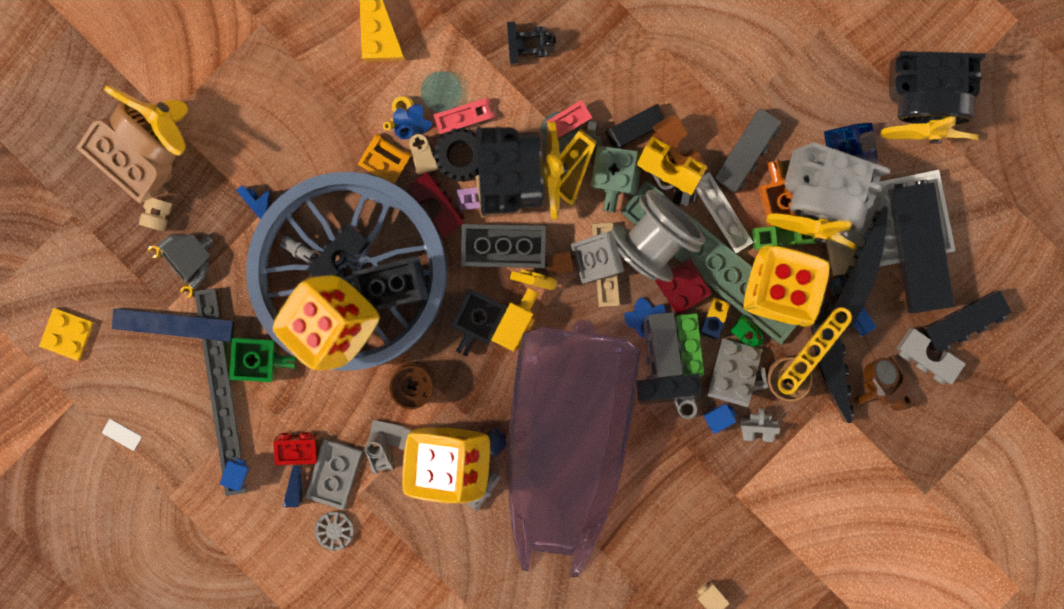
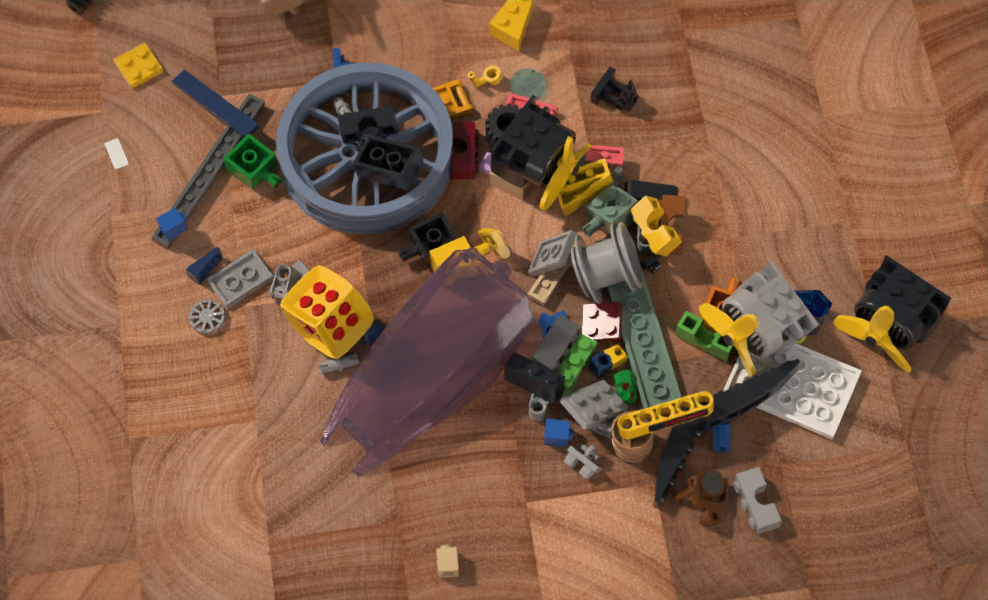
camera: 35 degrees right, 25 degrees down
(154, 221) = (265, 29): tan wheel -> none
(186, 257) = (262, 69): dark grey torso -> none
(295, 449) = (227, 240): red bracket -> none
(325, 322) = (323, 146): yellow piece -> none
(407, 396) = (346, 242): reddish brown wheel -> none
(411, 120) = (492, 86): blue plate -> none
(423, 158) = (481, 110): tan piece -> none
(503, 246) = (490, 205): dark grey brick -> none
(560, 263) = (522, 246): reddish brown brick -> none
(723, 213) = (670, 293): white plate -> none
(747, 150) = (721, 263): dark grey brick -> none
(786, 285) = (678, 358): yellow piece -> none
(921, 247) = (806, 411): black brick -> none
(966, 320) = (806, 494): black brick -> none

